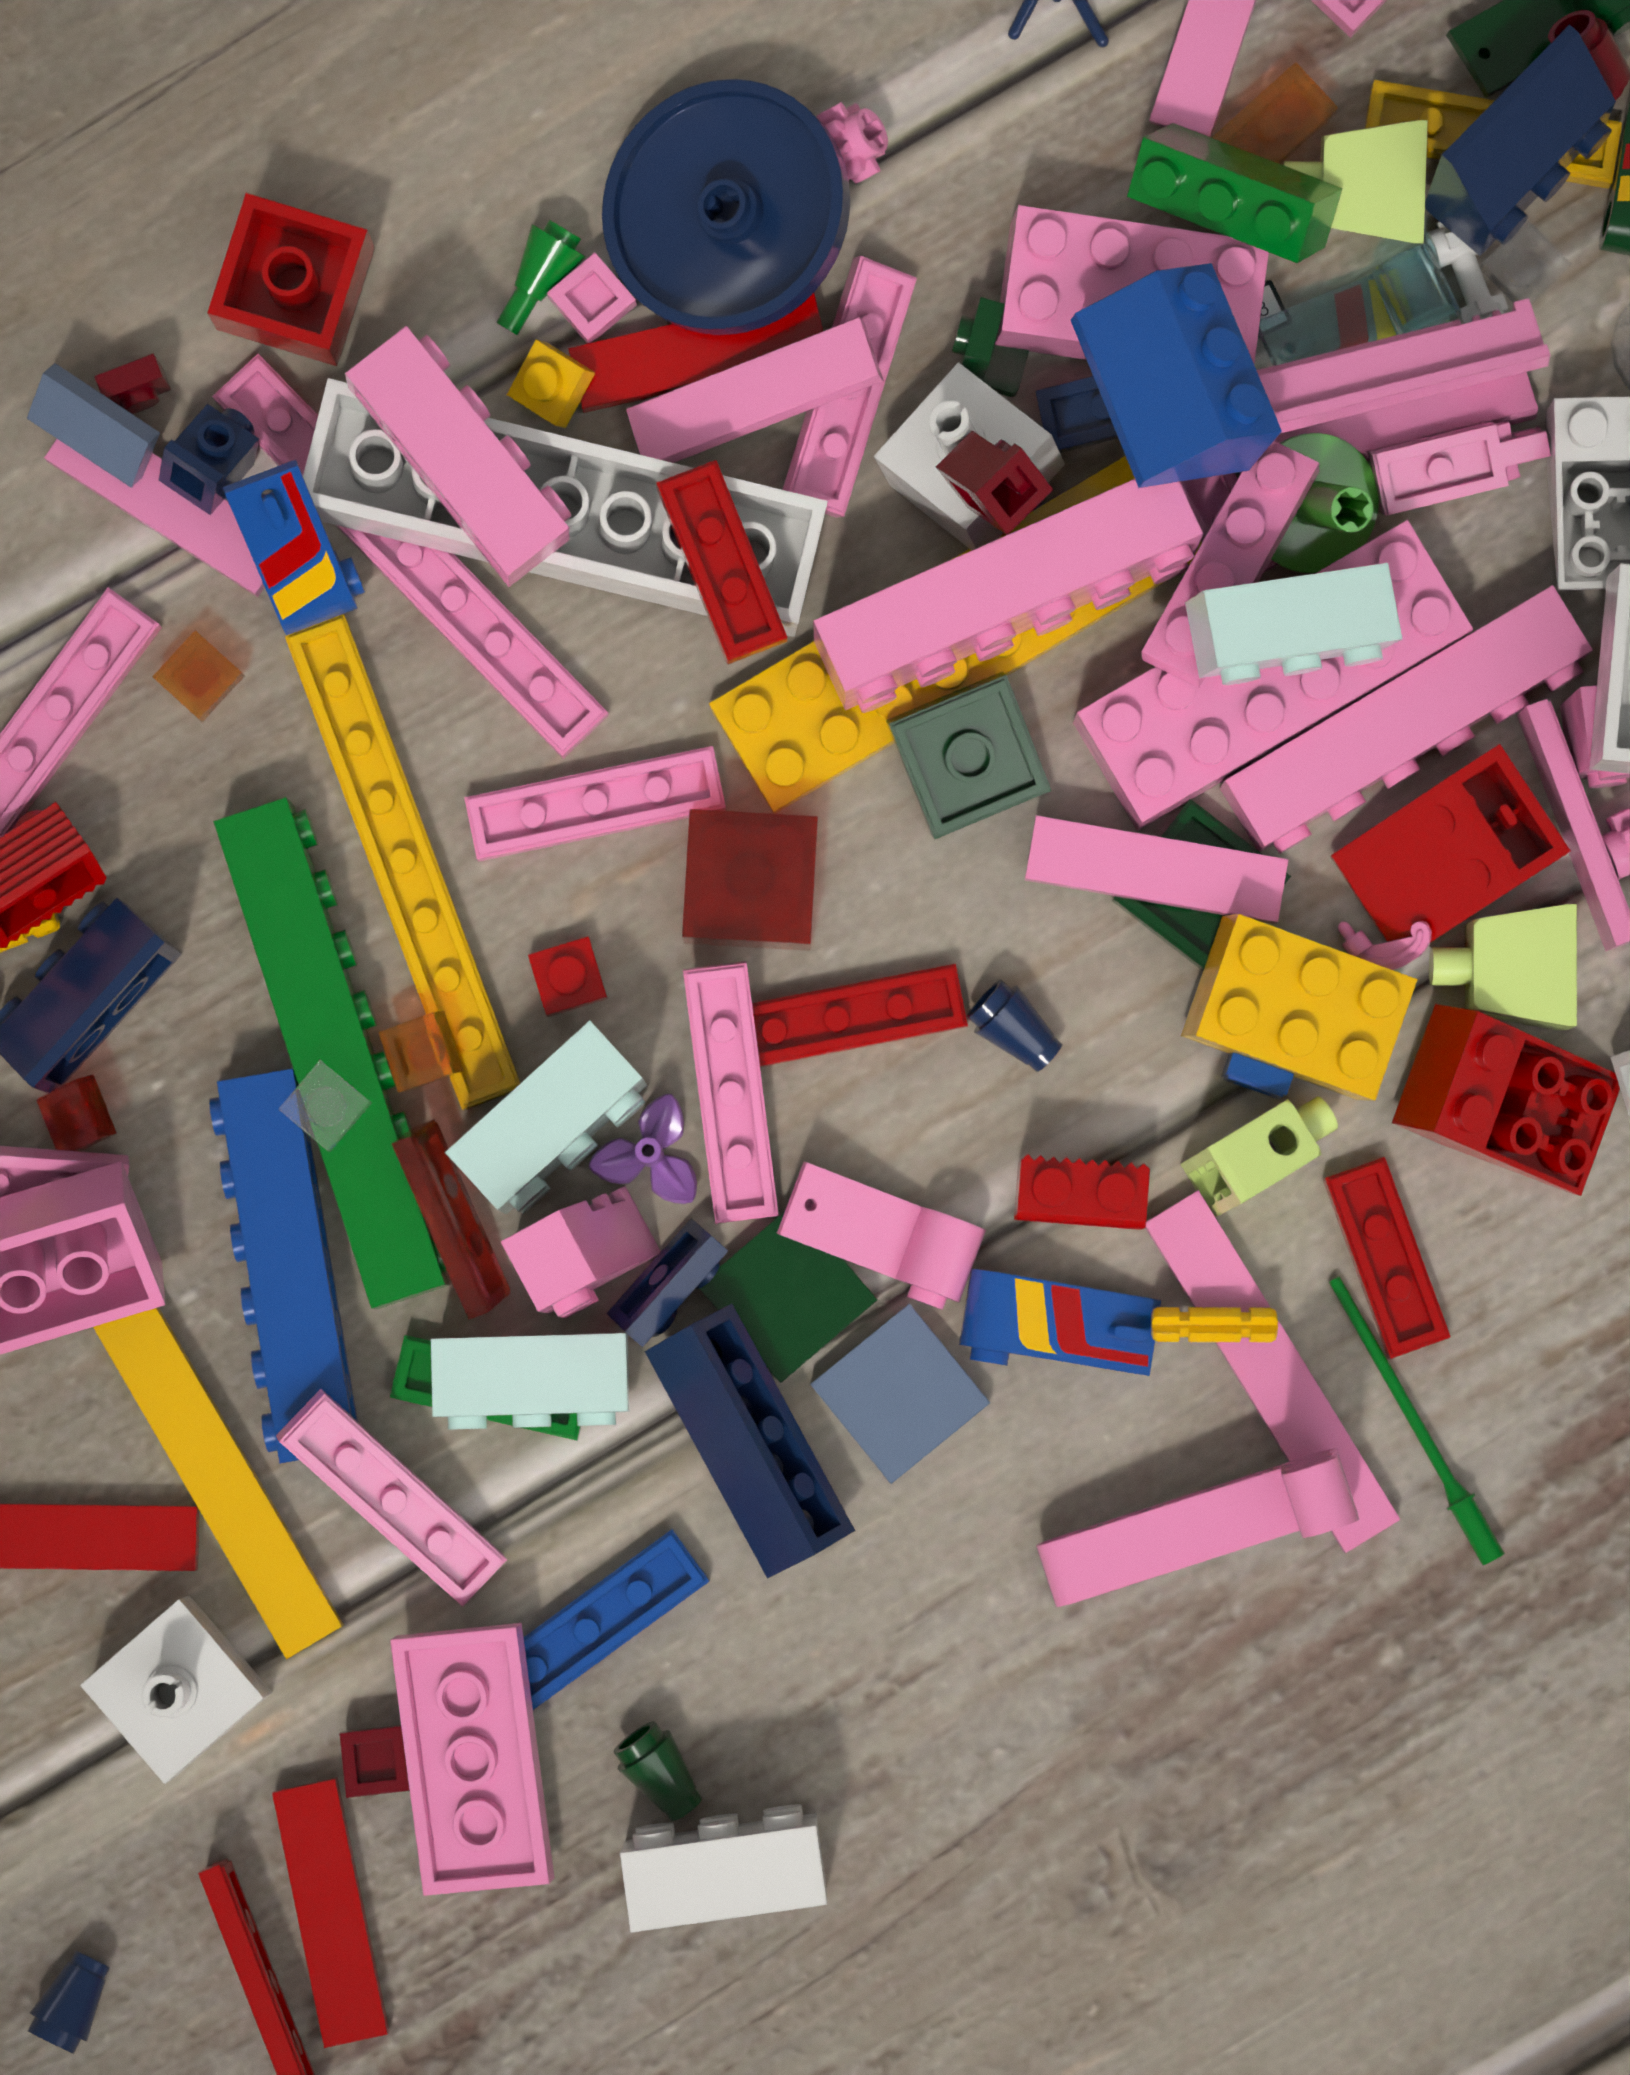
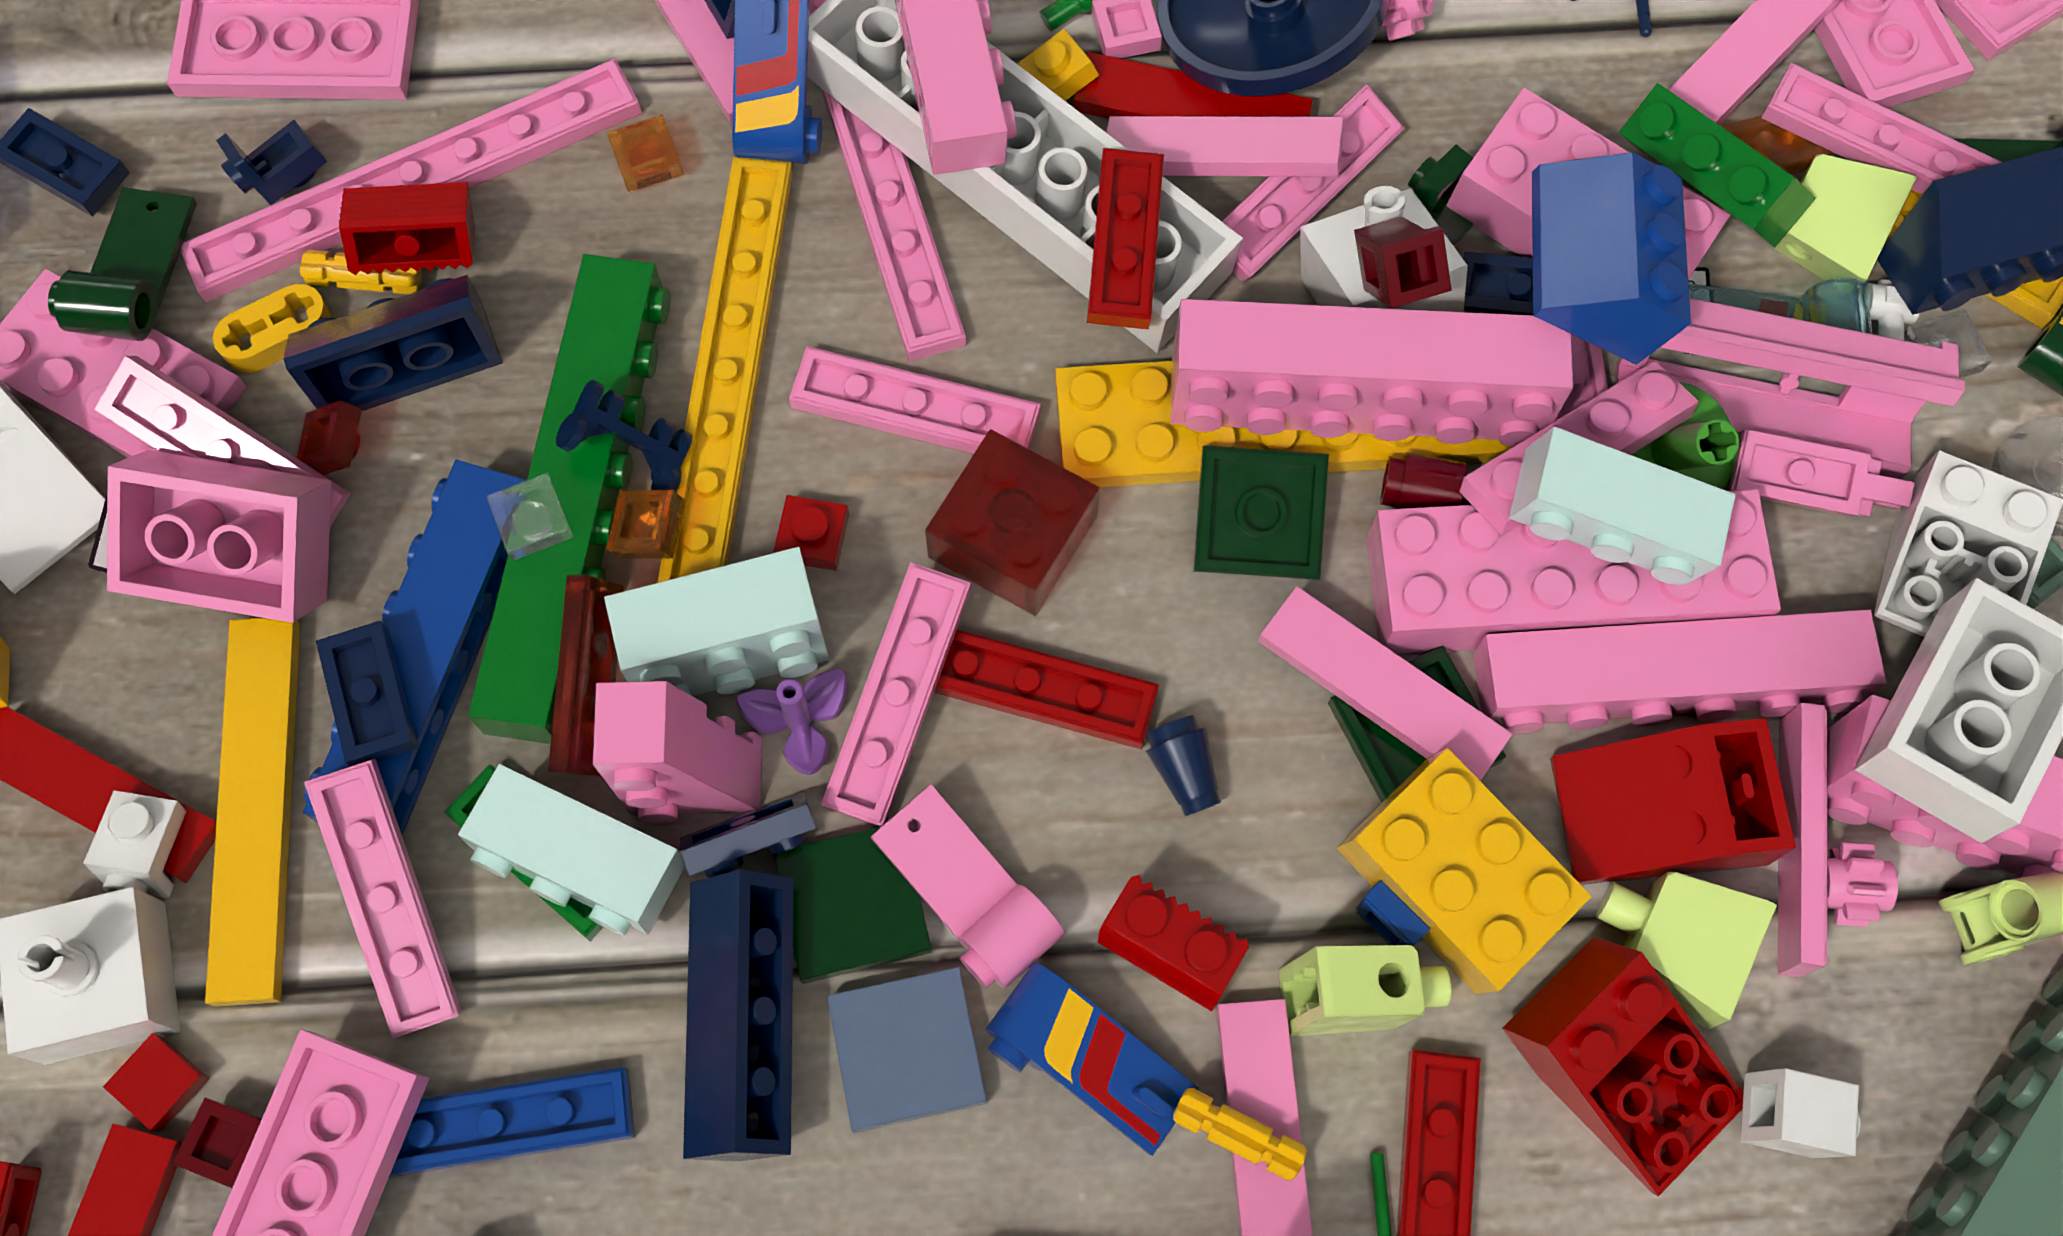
camera: 25 degrees right, 15 degrees down
(144, 1562) = (135, 843): none -> white bracket
(279, 1337) = (366, 694): none -> dark blue plate
(283, 1743) = (155, 1082): none -> red tile
(331, 978) = (661, 447): none -> dark blue piece
(1105, 653) = (1422, 482): none -> dark red brick
(1381, 73) = (1867, 130): none -> bright pink tile
(1388, 954) = (1583, 870): bright pink piece -> none

